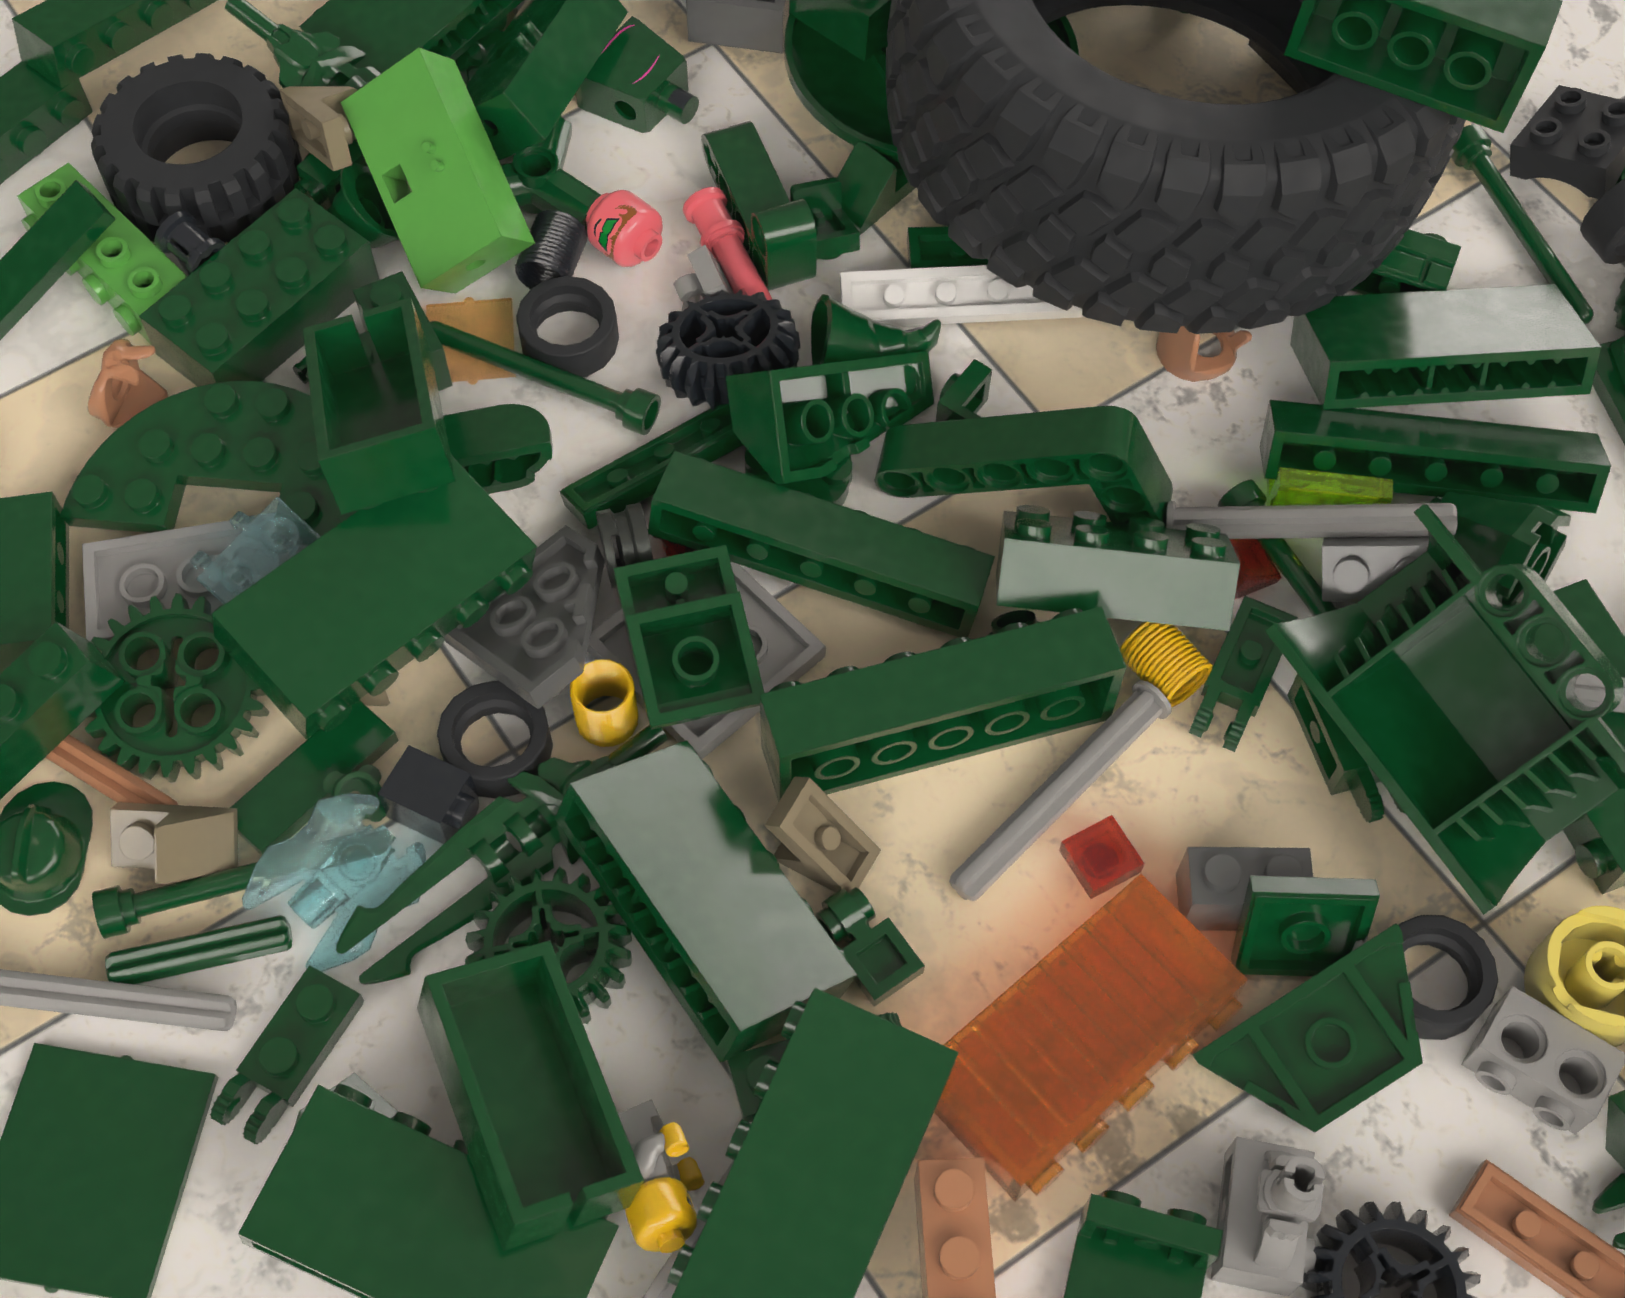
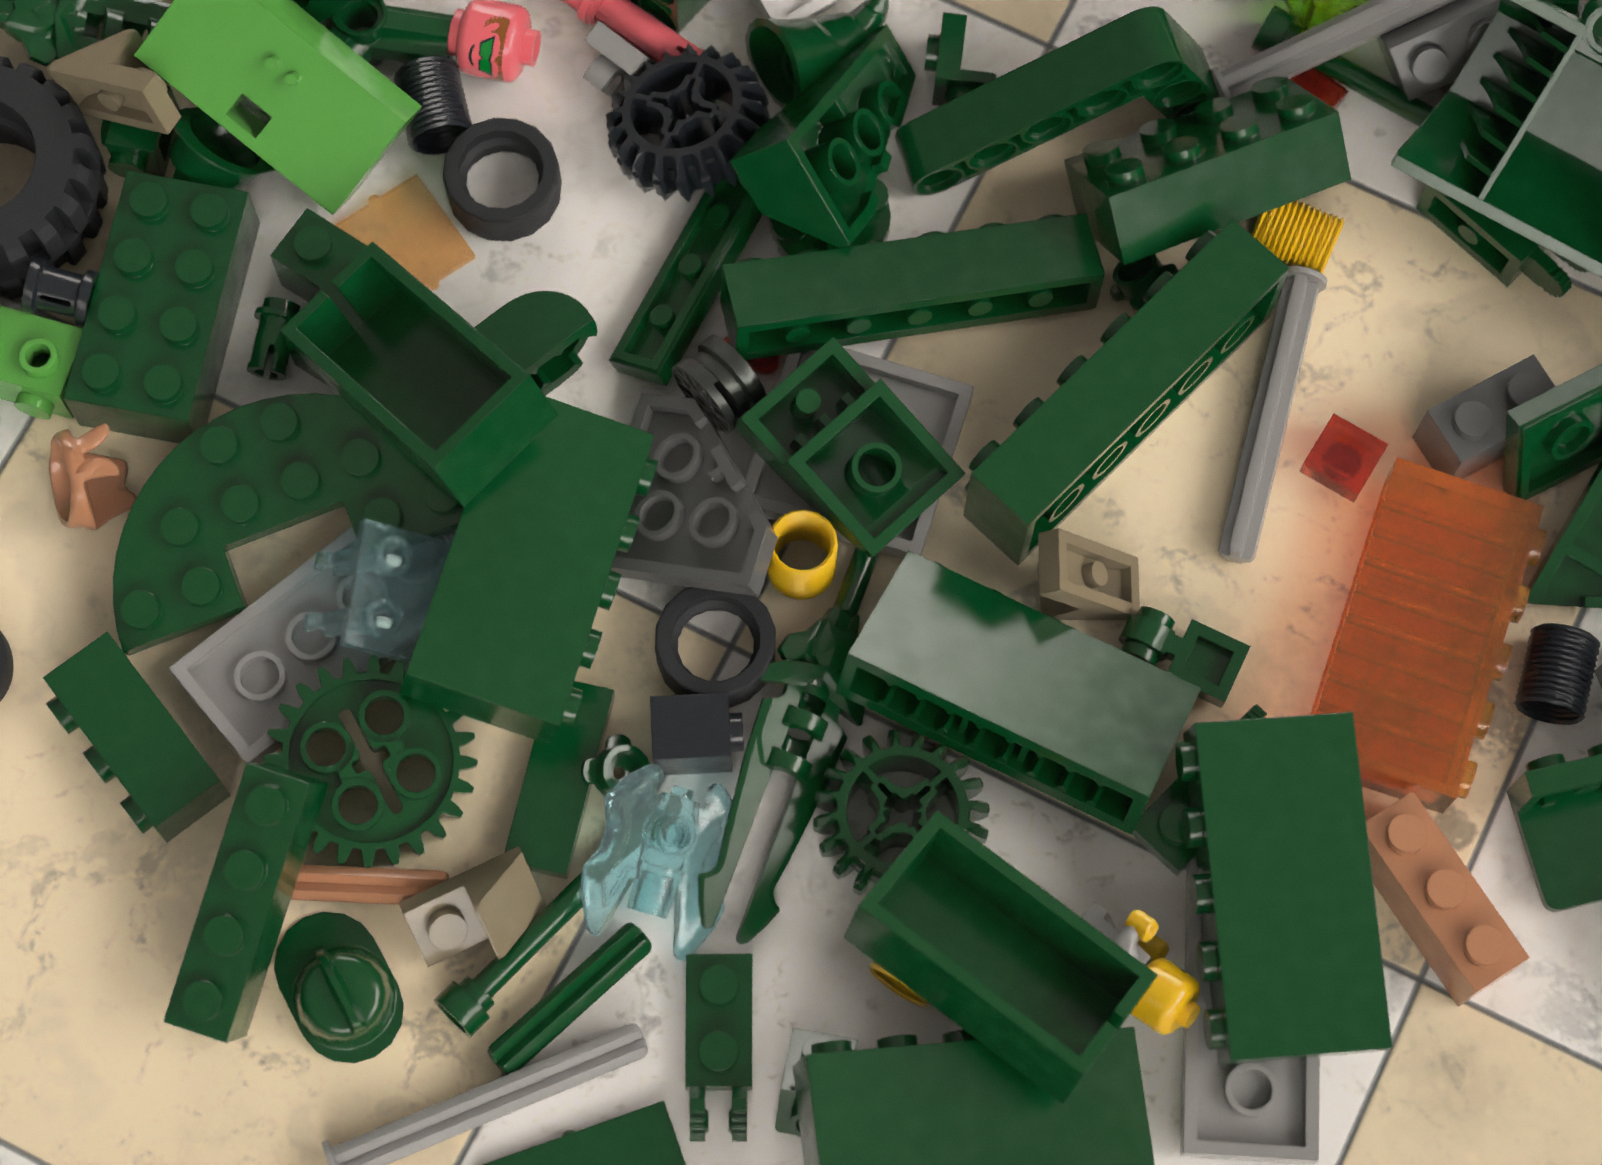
camera: 30 degrees left, 10 degrees up
(634, 408) = (625, 234): dark green piece -> none
(1182, 1132) = (1557, 674): none -> black piece
(1242, 669) = (1371, 208): dark green hinge -> none

